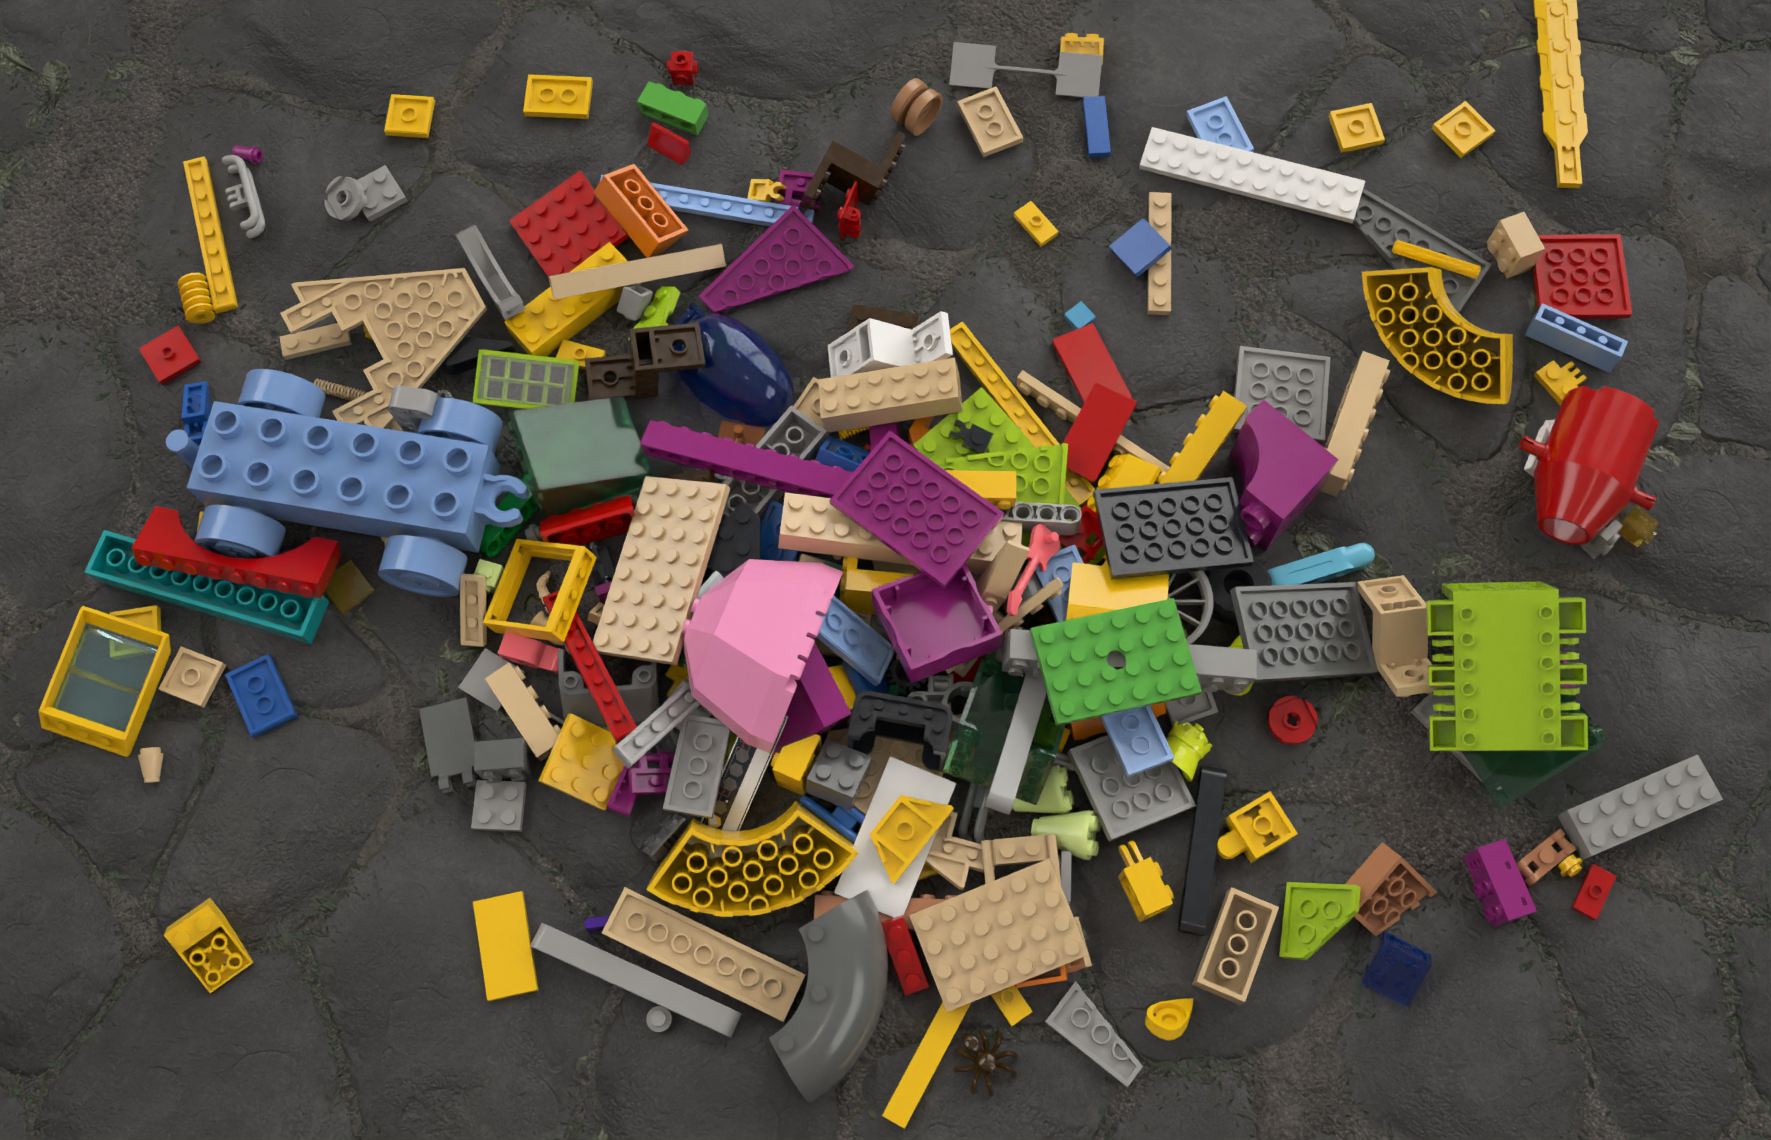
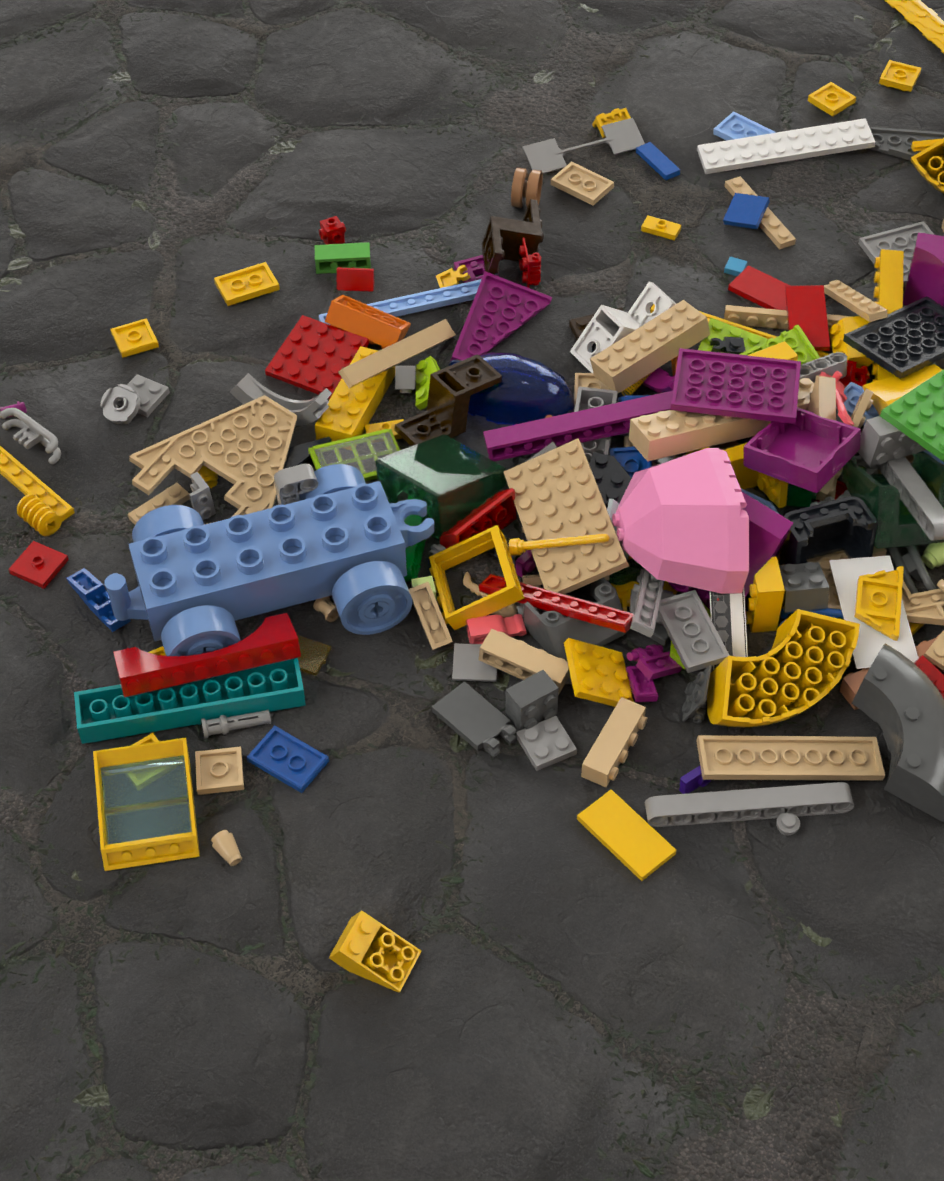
camera: 30 degrees left, 20 degrees down
(226, 628) = (224, 725): none -> light grey pin
(351, 356) = (201, 497): none -> light grey bracket
(554, 843) = (613, 742): none -> tan brick
(598, 578) = (519, 546): none -> yellow piece
(1157, 439) = (855, 301): none -> tan plate

